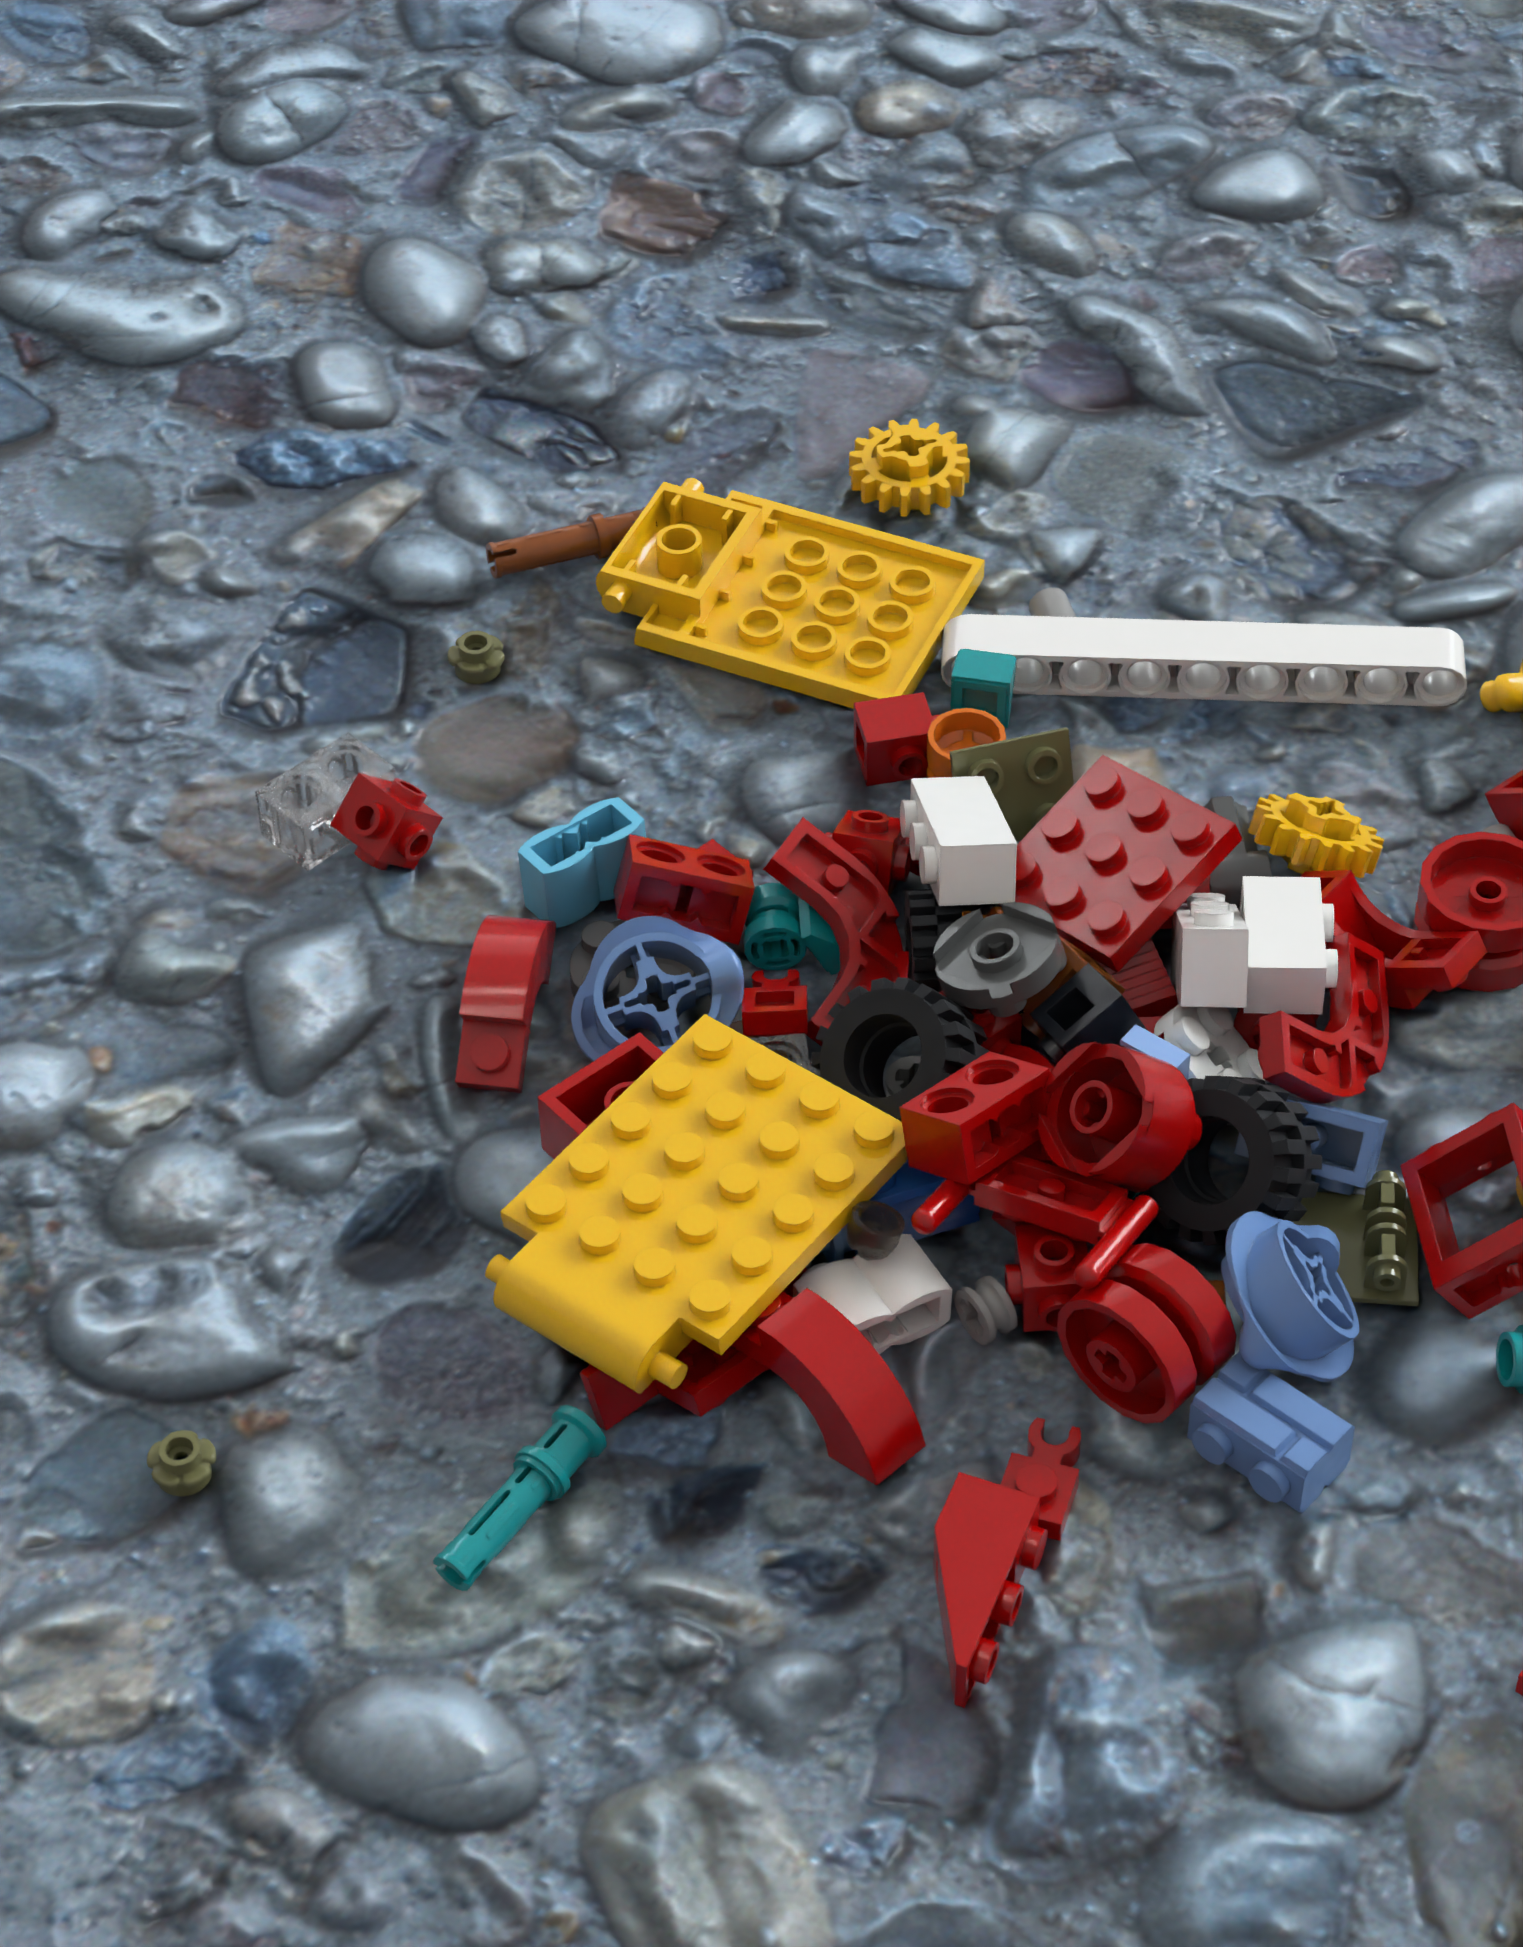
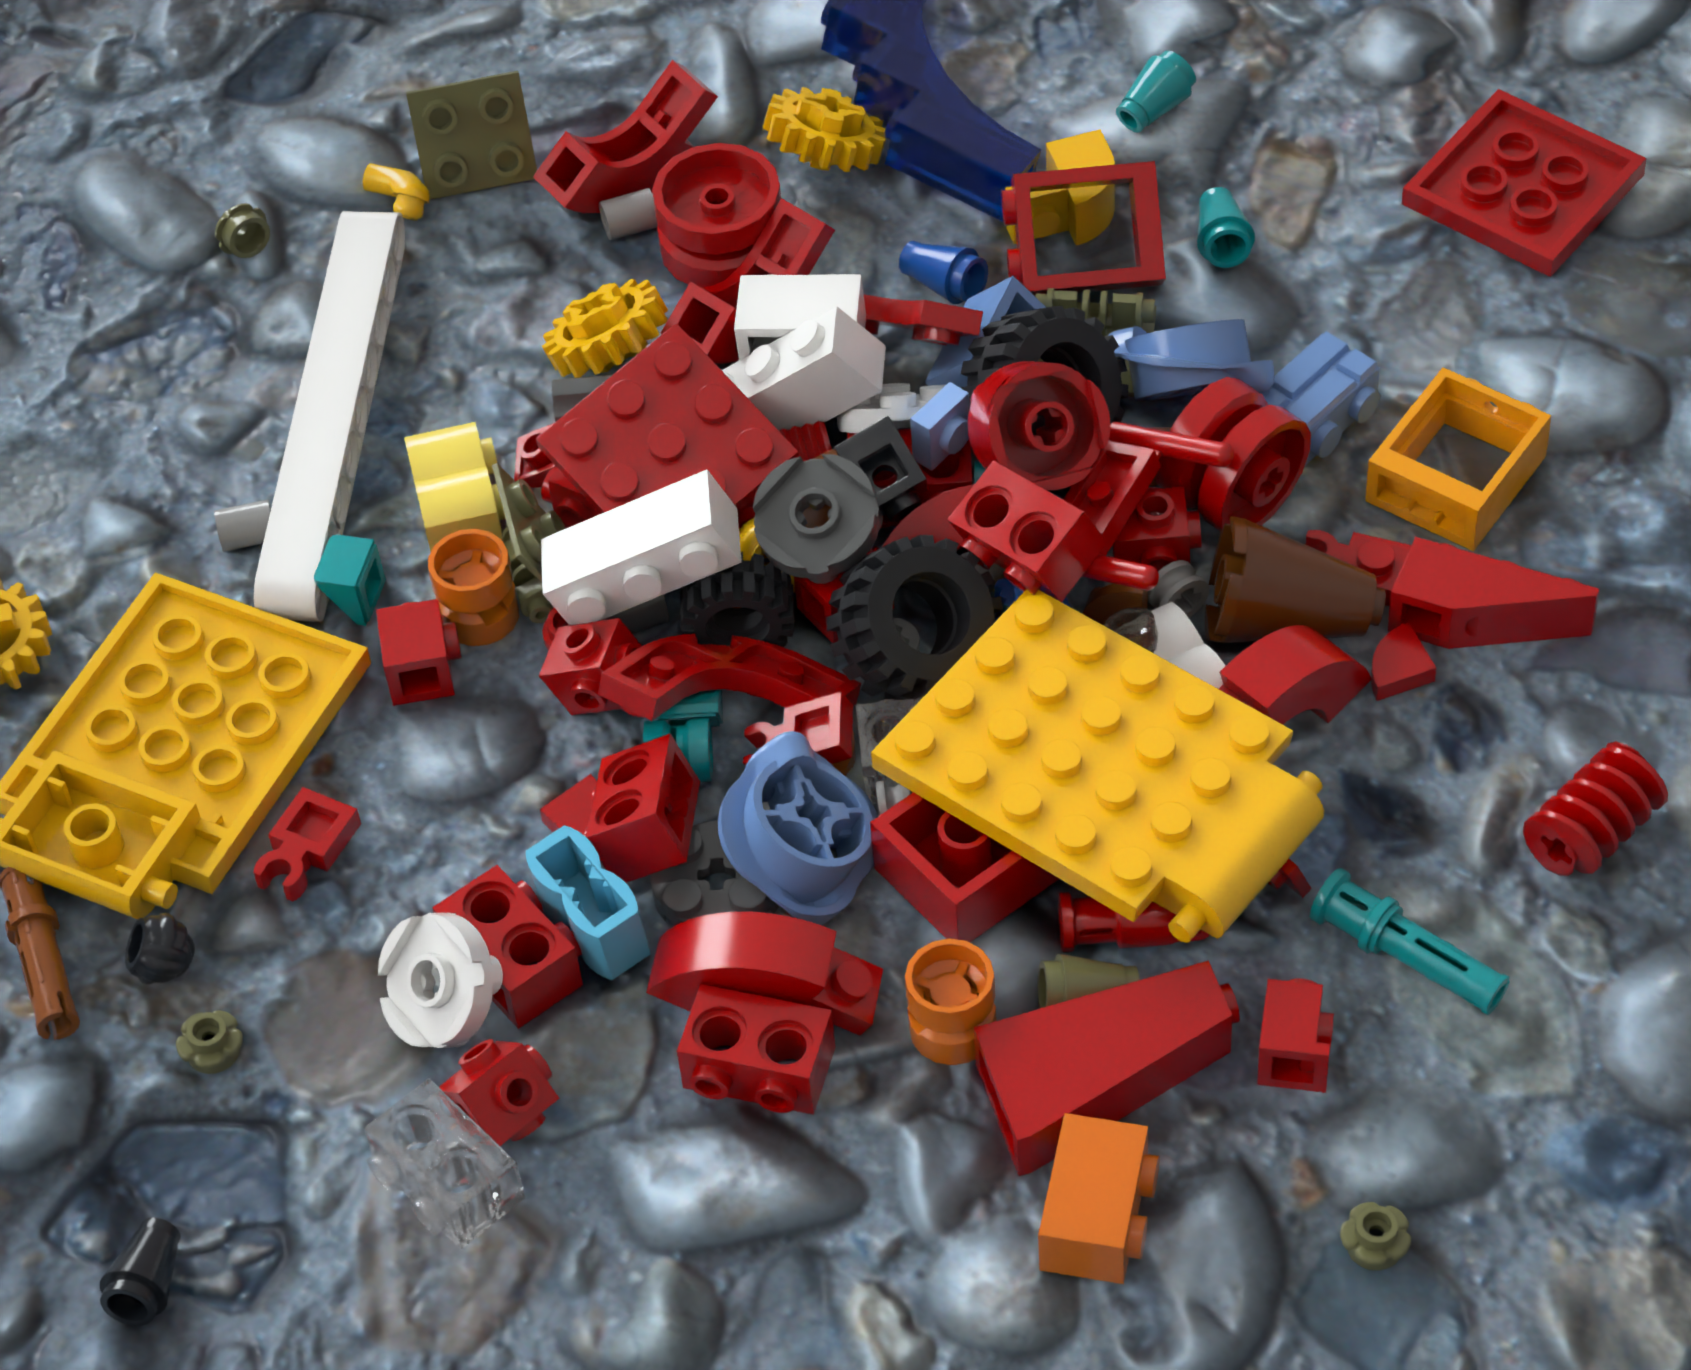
camera: 85 degrees left, 5 degrees up
(229, 1230) = (1095, 1199): none -> orange brick
(247, 636) = (141, 1274): none -> black cone
(391, 1239) = (1100, 1055): none -> red slope
(409, 1392) = (1295, 1036): none -> red brick
(420, 998) = (760, 1036): none -> red brick
(458, 1123) = (947, 996): none -> orange wheel
(479, 1230) = (1076, 977): none -> olive cone
(506, 772) = (466, 980): none -> white plate
(540, 806) = (519, 939): none -> red brick
(566, 610) = (158, 949): none -> black piece
(671, 1667) = (1595, 811): none -> red piece
(684, 694) = (307, 834): none -> red plate
(898, 1511) = (1400, 663): none -> red tile
(969, 1261) = (1111, 599): none -> dark orange tile
(971, 1379) = (1279, 583): none -> reddish brown cone
(1119, 729) = (454, 481): none -> light yellow brick
(1212, 1518) = (1435, 499): none -> light orange window
(1441, 580) = (242, 231): none -> olive plate
(1445, 1110) = (946, 270): none -> blue cone

